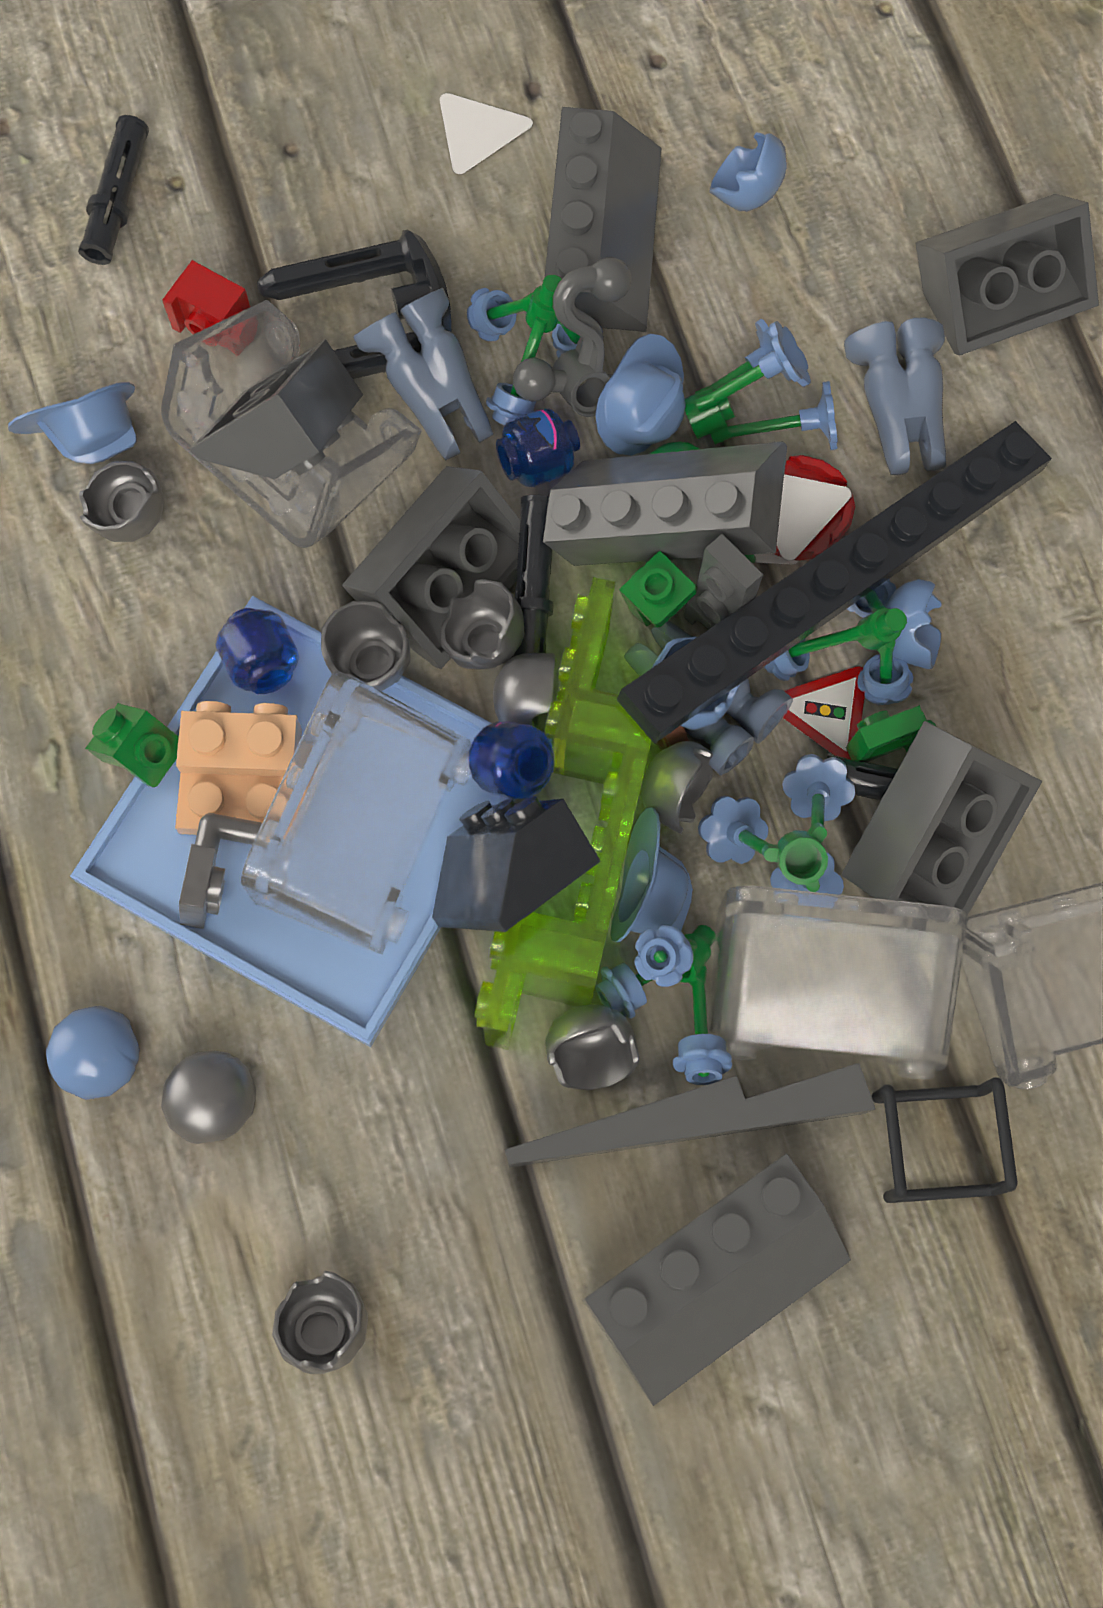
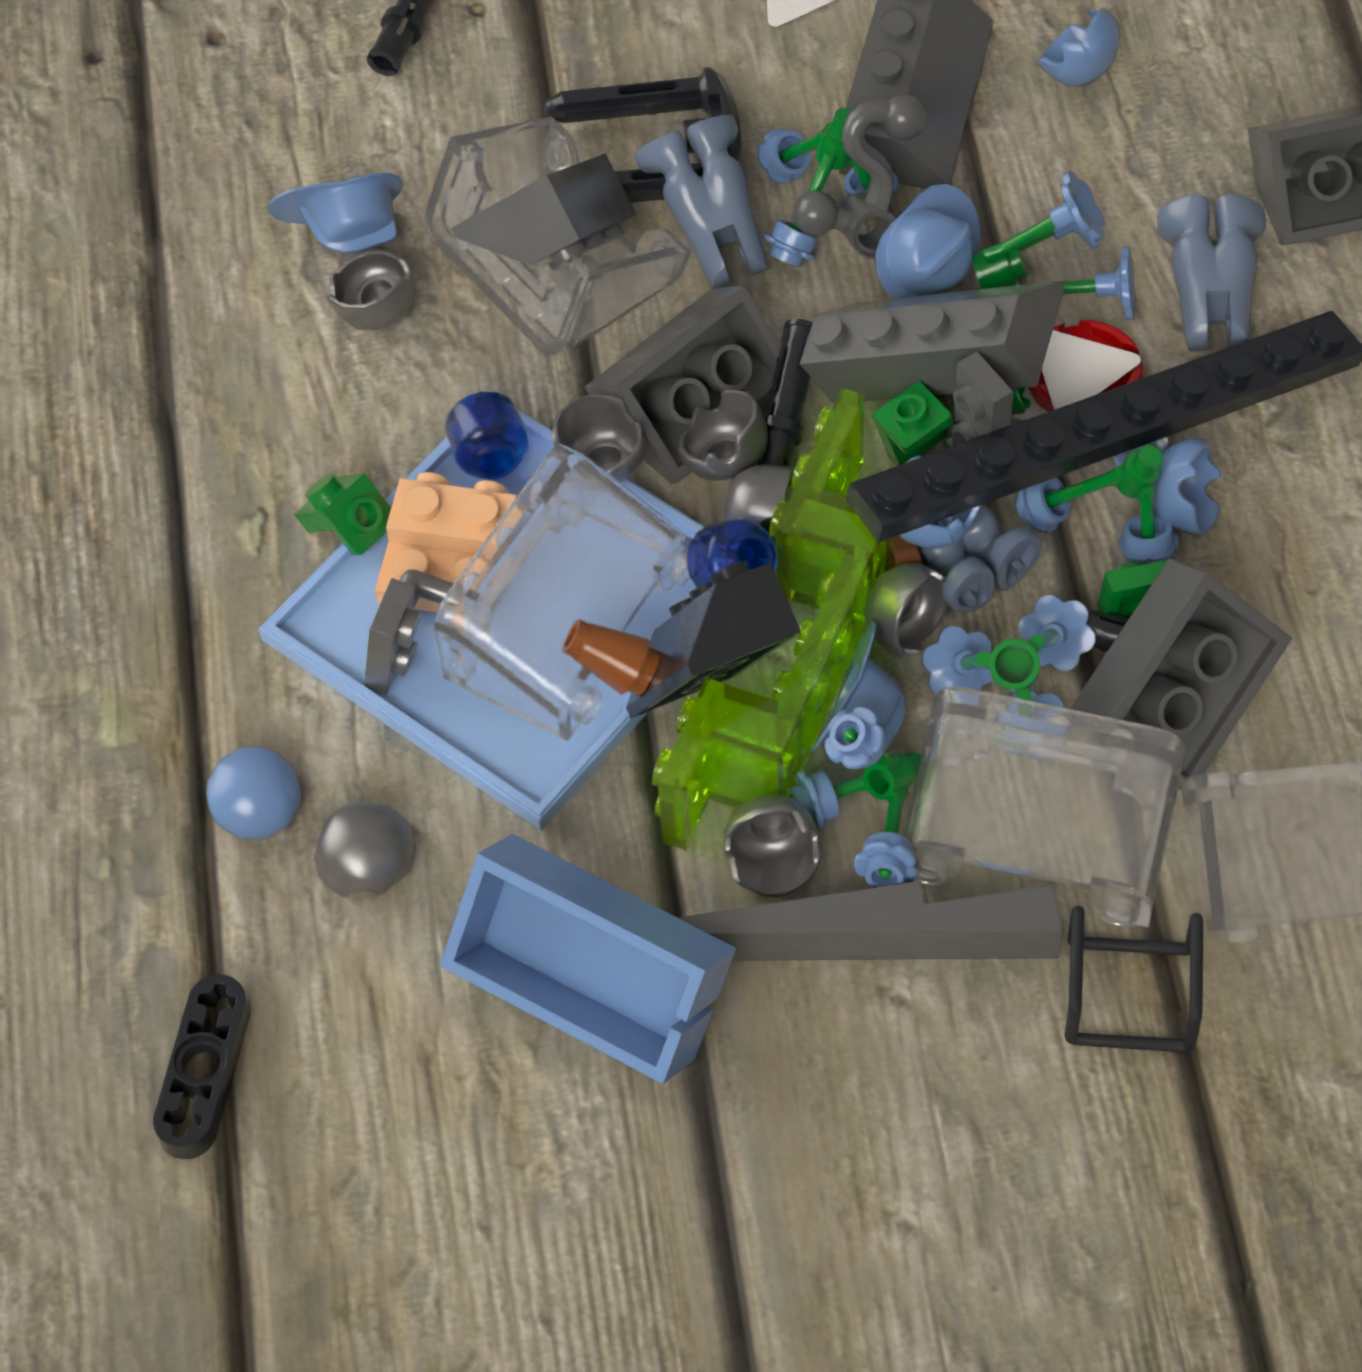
camera: 15 degrees right, 15 degrees down
(98, 1397) = (209, 1093): none -> black beam
(202, 299) = (485, 106): red brick -> none
(320, 1324) = (446, 1066): flat silver hair -> none
(419, 886) = (613, 656): none -> dark orange cone
(438, 1203) = (587, 957): none -> medium blue piece
(537, 447) = (810, 281): clear blue head -> none
(718, 1279) = (869, 1079): dark grey slope -> none
(828, 709) = (1079, 565): sticker -> none

